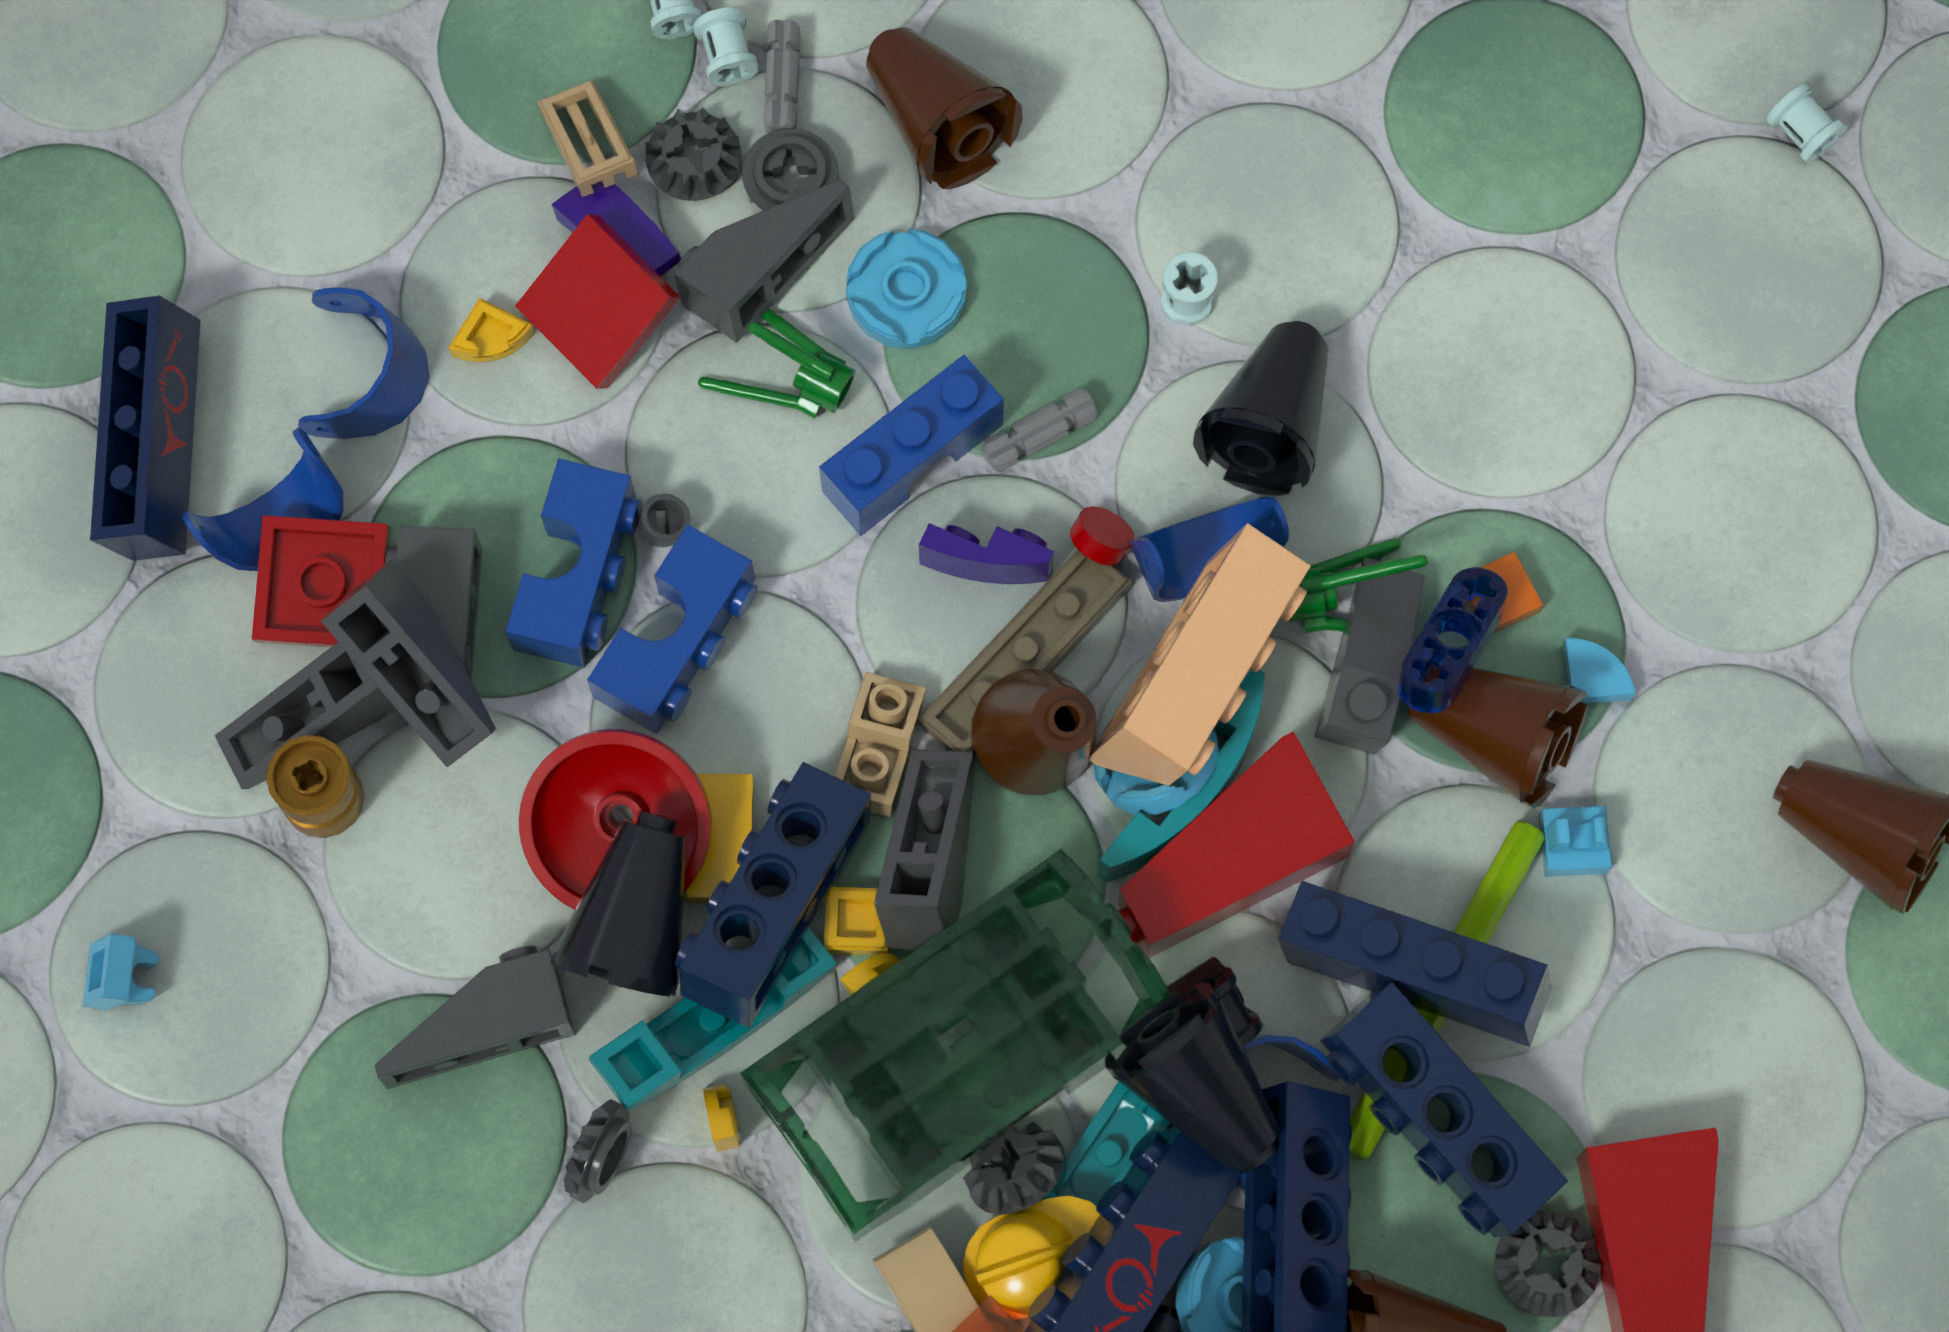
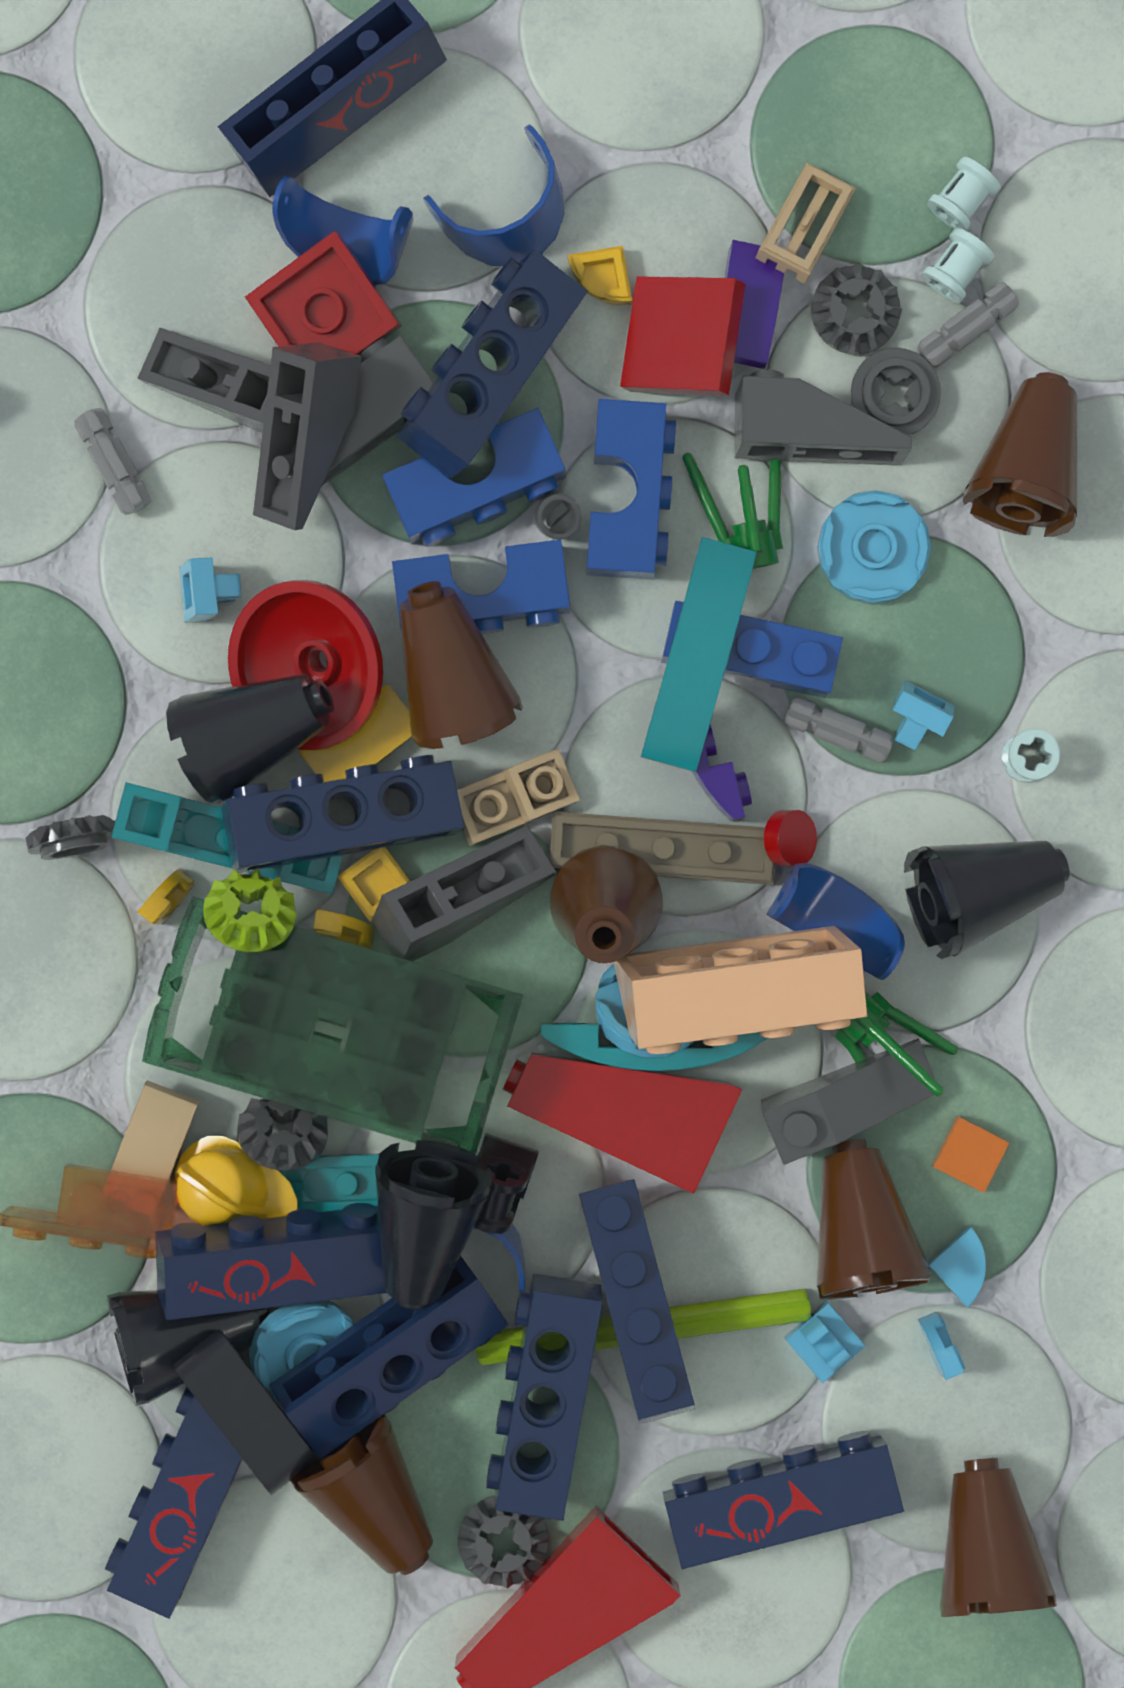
camera: 50 degrees right, 15 degrees up
(295, 864) = (112, 461): none -> light grey axle
(315, 786) = (171, 432): pearl gold wheel -> none
(475, 867) = (204, 589): none -> medium azure tile
(487, 467) = (546, 301): none -> dark blue brick
(491, 1016) = (109, 685): dark grey slope -> none
(654, 408) = (634, 439): none -> blue arch
(724, 696) = (451, 671): none -> reddish brown cone
(816, 1033) = (250, 931): none -> lime gear
(884, 481) = (699, 654): none -> teal slope
(1081, 352) = (920, 712): none -> medium azure tile
(1453, 661) = (880, 1169): clear blue beam -> none
(1663, 746) = (943, 1352): none -> medium azure tile
(1693, 980) = (782, 1499): none -> dark blue brick

